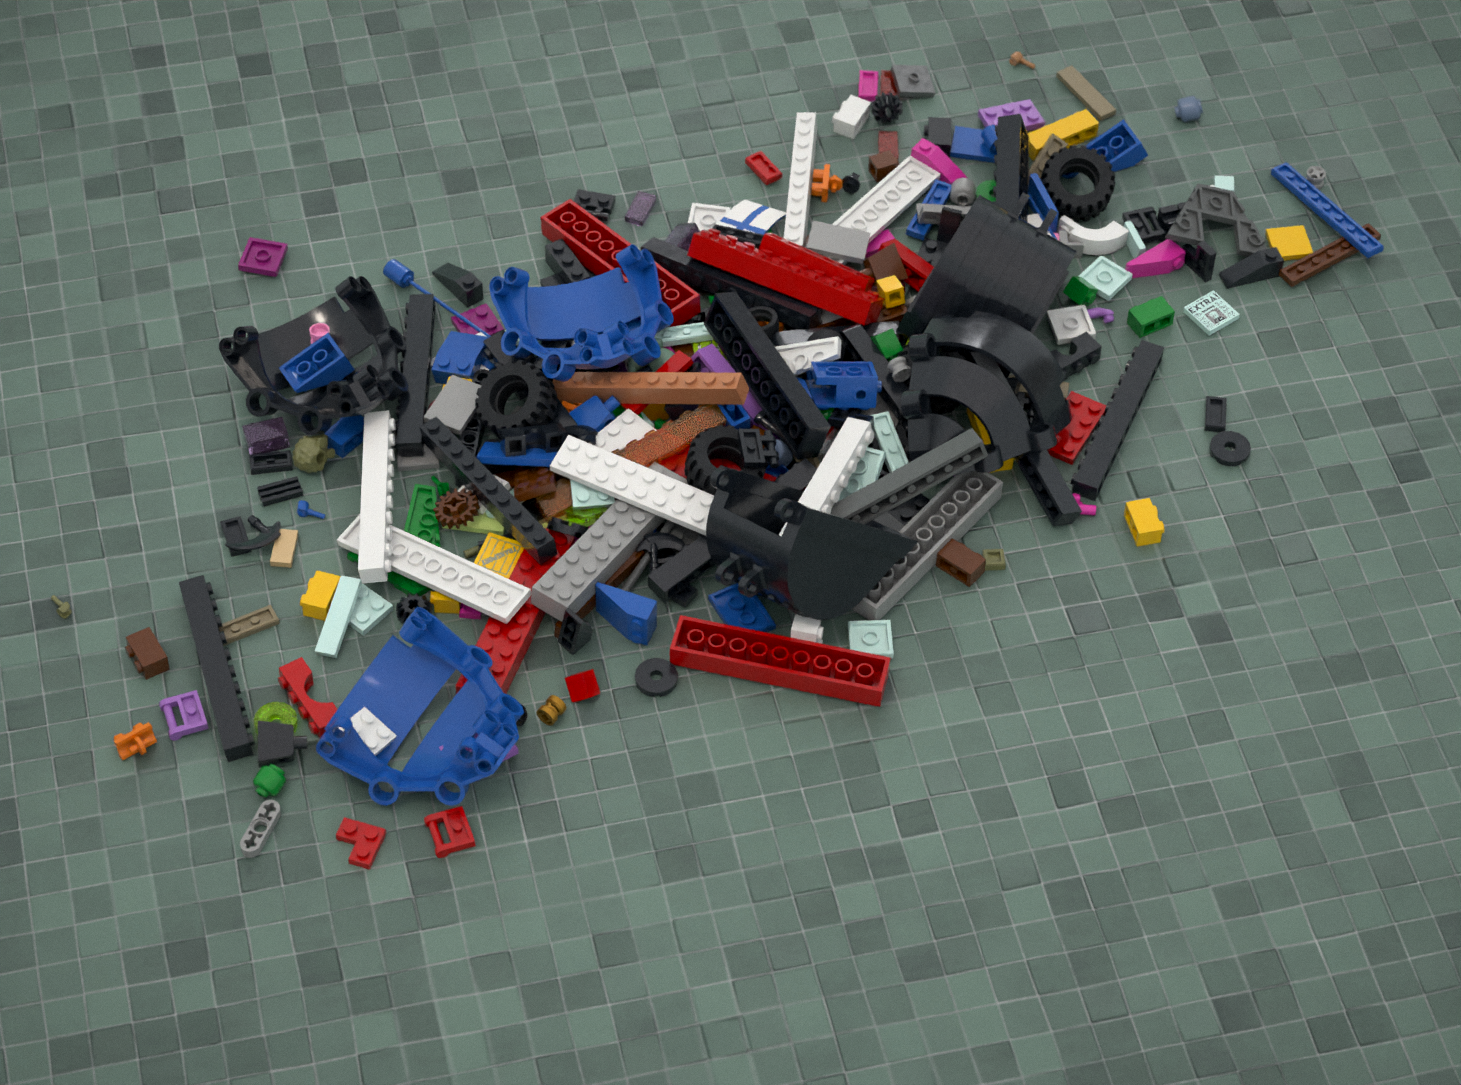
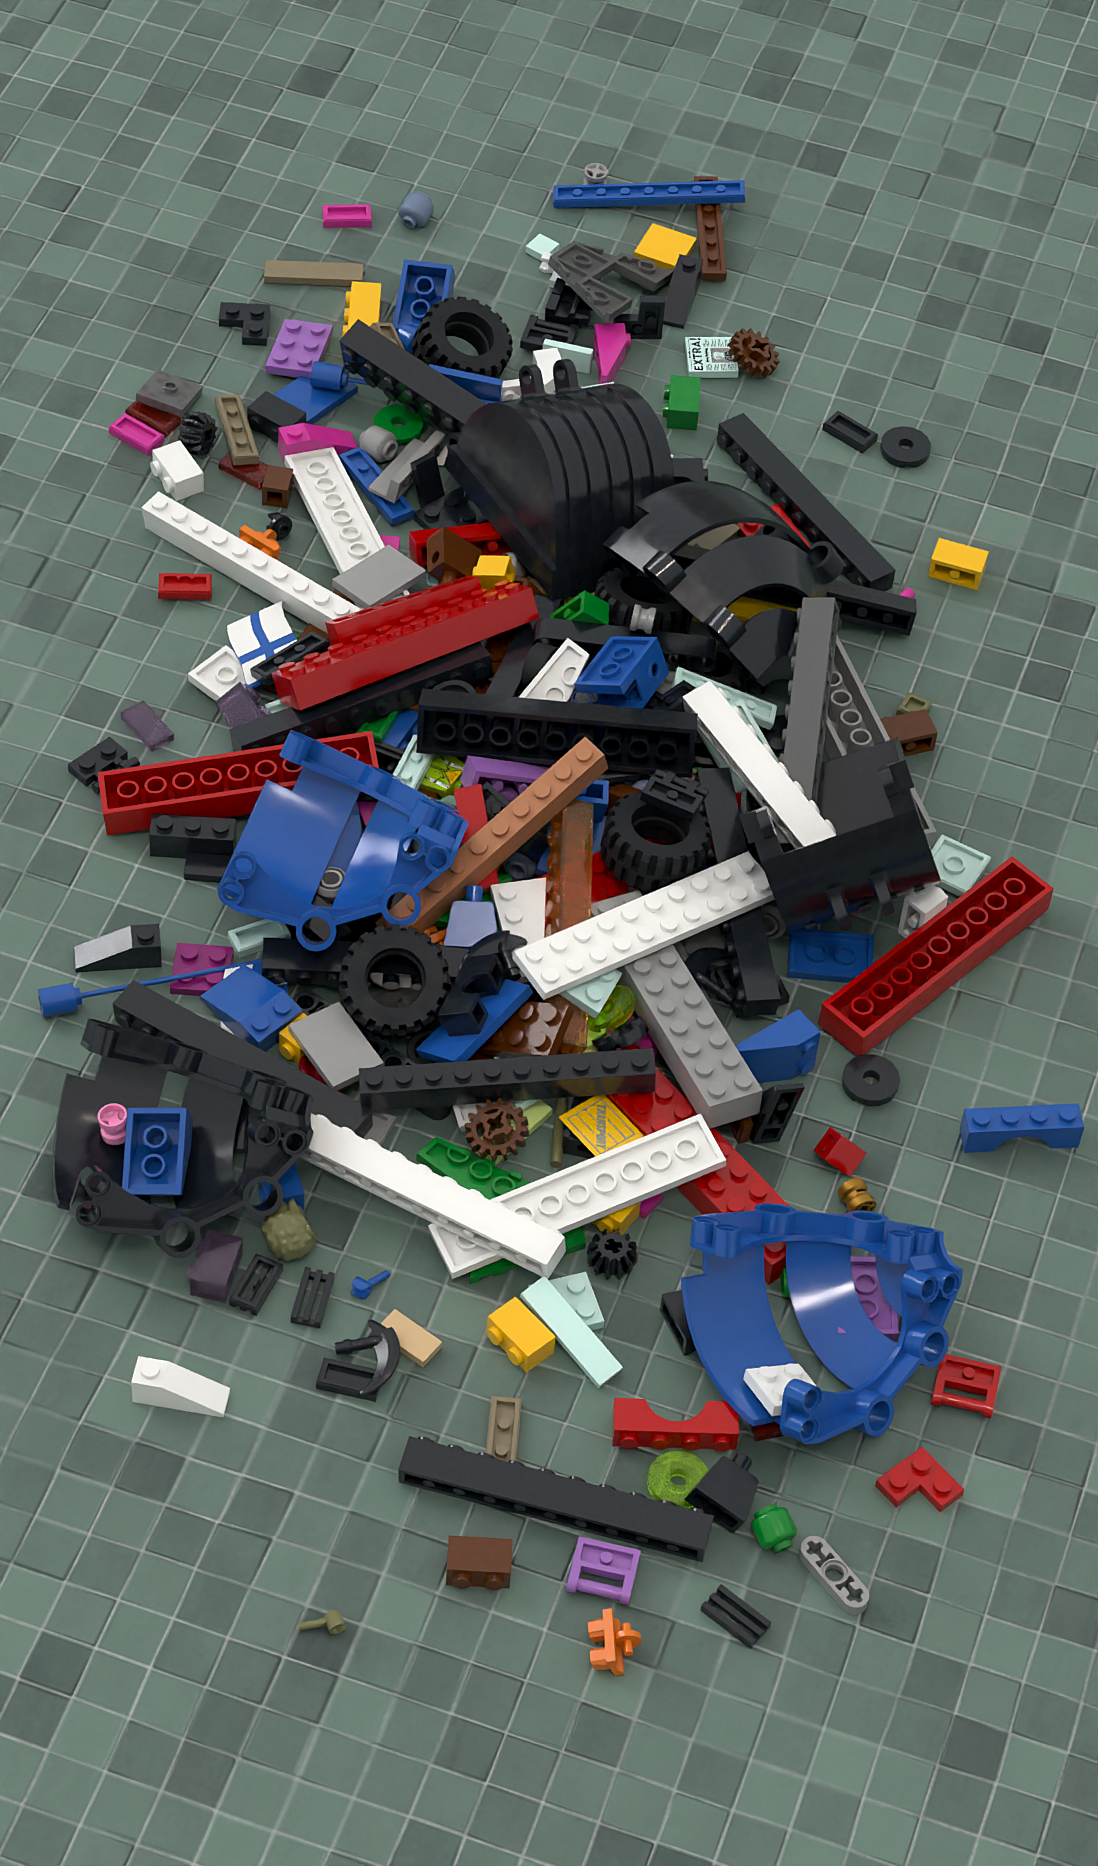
camera: 60 degrees left, 0 degrees up
(169, 462) = (174, 1387): none -> white slope
(200, 779) = (743, 1608): none -> black tile
(442, 487) = (438, 1130): green hand -> none
(689, 782) = (989, 1127): none -> blue arch
(911, 125) = (236, 430): none -> dark tan tile
(1015, 85) = (250, 317): none -> black plate
(1018, 57) = (212, 295): medium nougat hand -> none
(1153, 82) = (346, 216): none -> dark pink tile
(1230, 329) = (753, 353): none -> reddish brown gear

